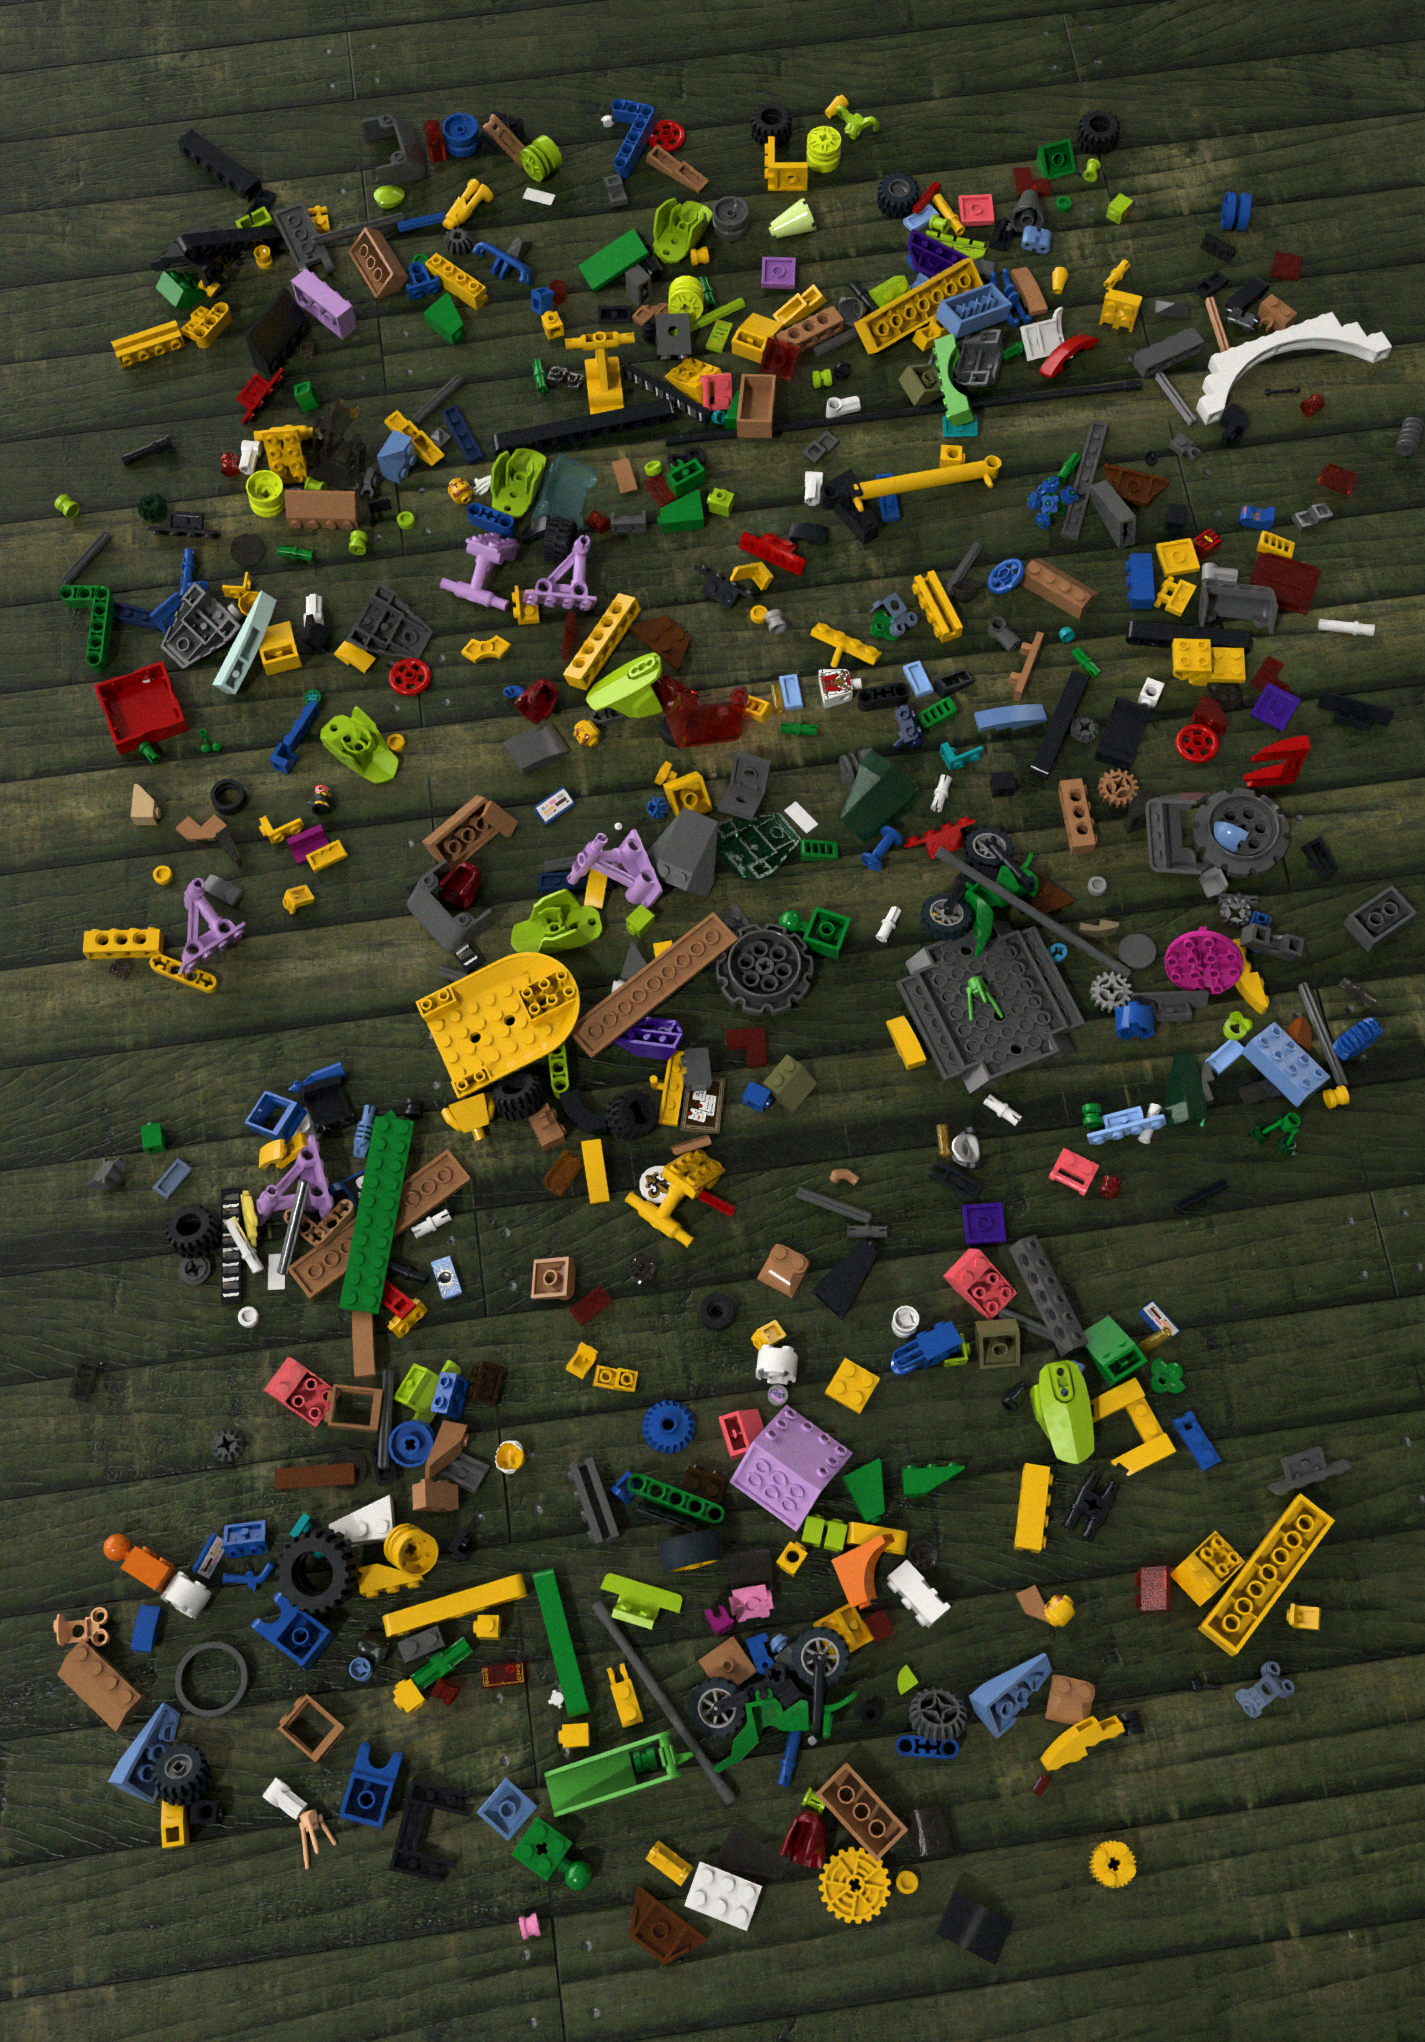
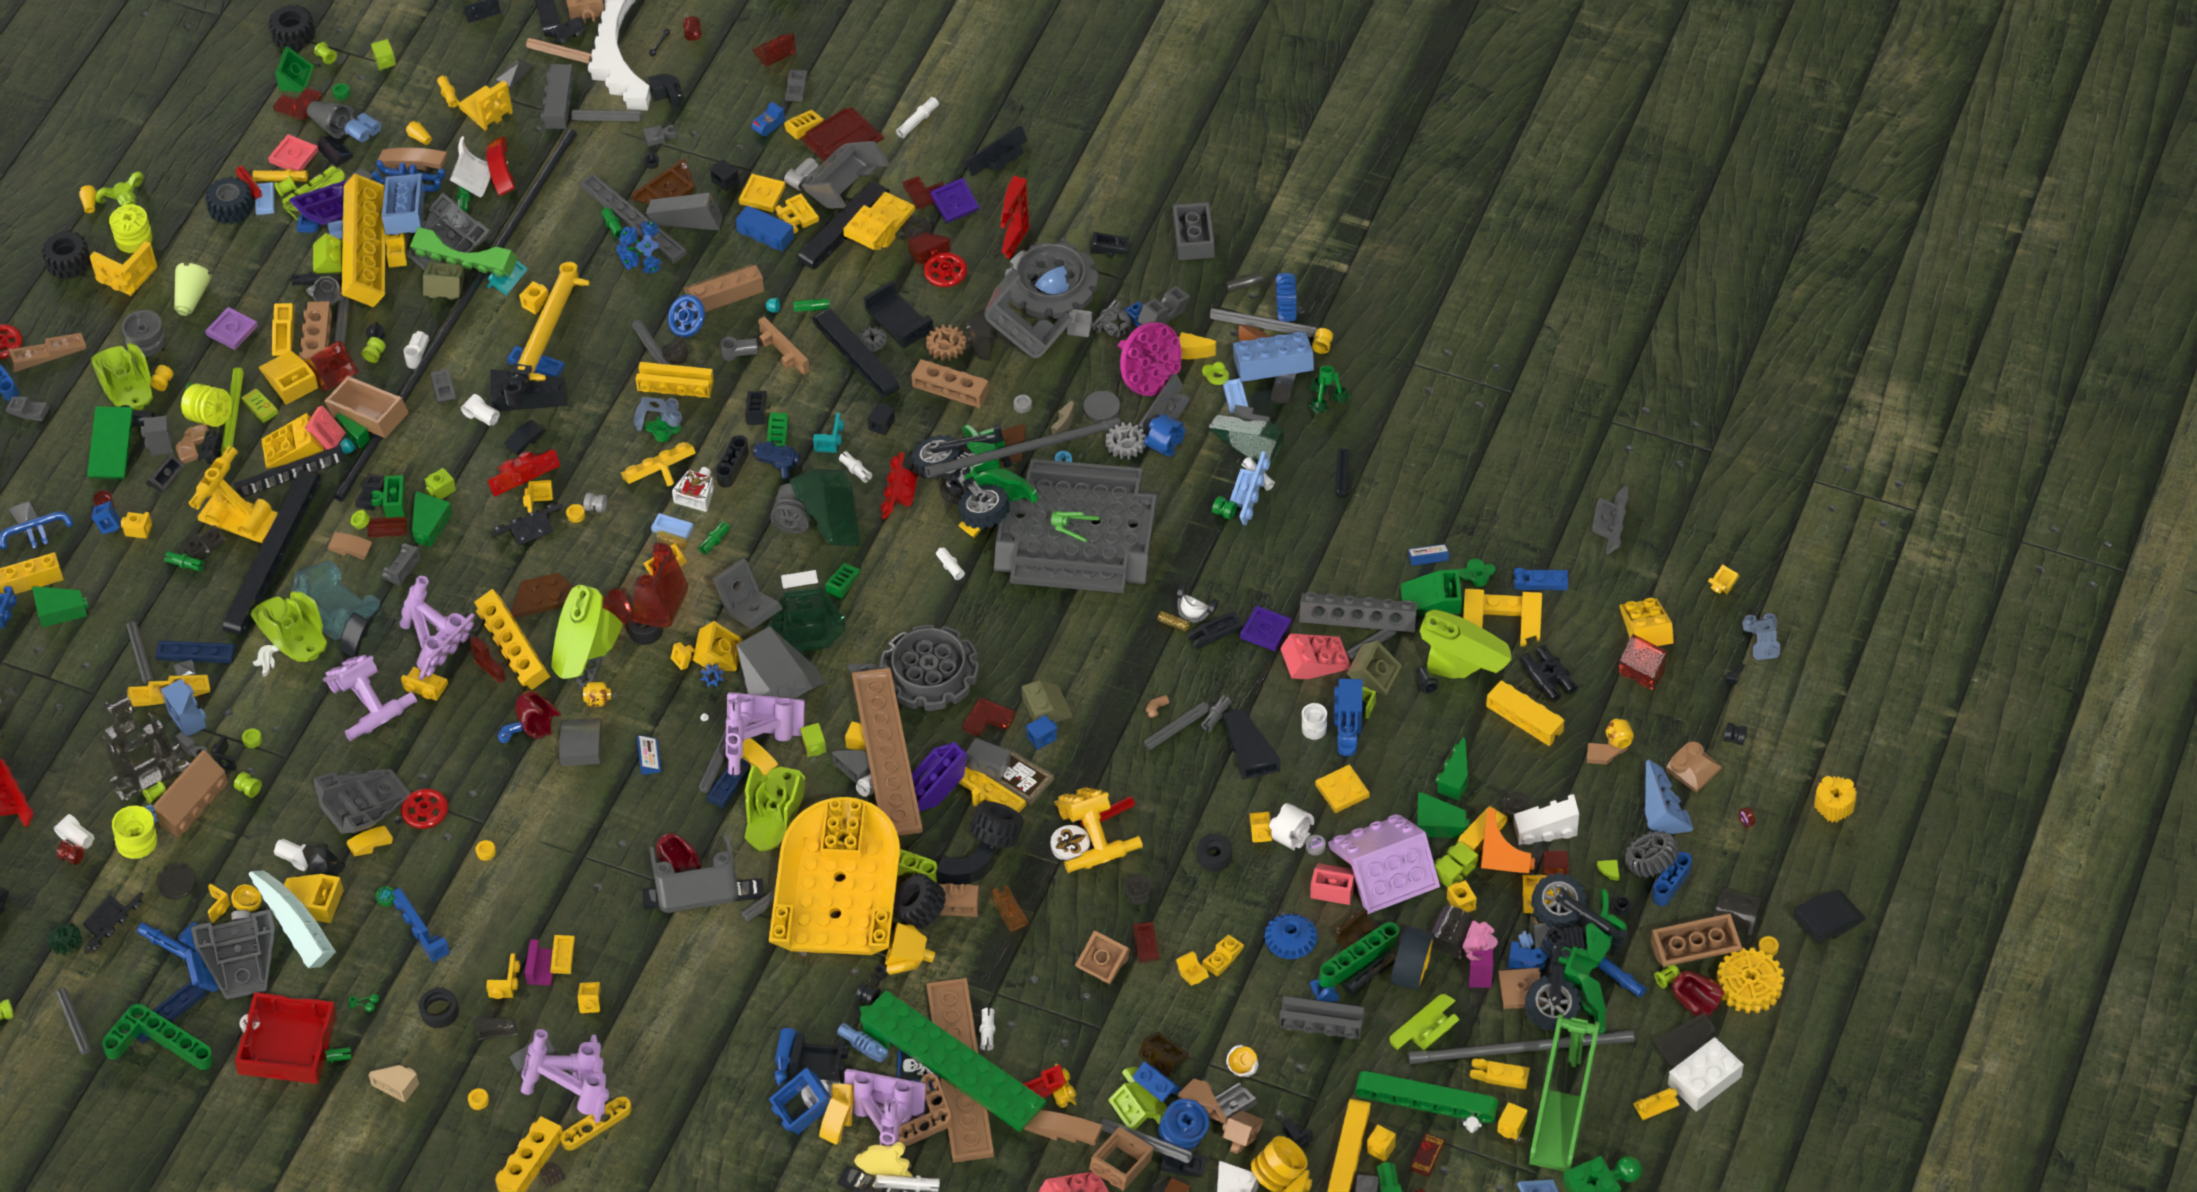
camera: 60 degrees left, 15 degrees down
(192, 831) = (453, 1054): medium nougat tile -> none
(275, 1280) = (946, 1174): white sticker -> none
(285, 451) = (101, 782): yellow plate -> none
(293, 1226) = (922, 1128): dark grey axle -> none
(295, 553) = (215, 841): green pin -> none
(306, 396) = (49, 753): green brick -> none
(321, 800) = (502, 933): pearl dark grey animal -> none
(365, 752) = (468, 874): lime piece -> none
(408, 1272) = (1022, 1065): black pin -> none
(446, 1277) = (1045, 1041): tile -> none
(460, 491) = (259, 678): yellow head -> none
(461, 834) = (622, 834): medium nougat slope -> none
(478, 650) = (440, 742): yellow tile -> none
(490, 520) = (310, 668): blue beam -> none
(499, 819) = (632, 798): medium nougat tile -> none
(559, 539) = (386, 619): black tyre -> none
(595, 1171) = (1025, 881): yellow slope -> none
(599, 522) = (383, 586): clear red wheel -> none
(645, 1760) = (1563, 1079): green wheel -> none
(660, 1929) = (1704, 1133): reddish brown wing -> none
(673, 346) = (246, 439): dark grey bracket -> none
(690, 1145) = (1051, 800): medium nougat tile -> none
(784, 1270) = (1209, 787): medium nougat slope -> none
(815, 930) = (922, 607): green brick -> none
(890, 836) = (883, 542): blue hose -> none
(906, 1043) = (1068, 602): yellow slope -> none
(918, 679) = (728, 429): light blue tile -> none
(1002, 1110) = (1175, 567): white pin -> none
(1010, 716) = (822, 382): medium blue slope -> none
(1072, 1743) = (1727, 775): yellow slope -> none
(1075, 1166) = (1259, 543): coral plate -> none
(1109, 1187) = (1294, 527): clear red wheel -> none
(1150, 687) = (875, 275): white brick -> none
(1155, 1340) = (1443, 557): clear yellow hinge -> none
(1206, 544) = (766, 165): clear red brick -> none
(1211, 285) = (514, 33): black slope -> none
(1266, 1575) = (1676, 585): yellow brick -> none

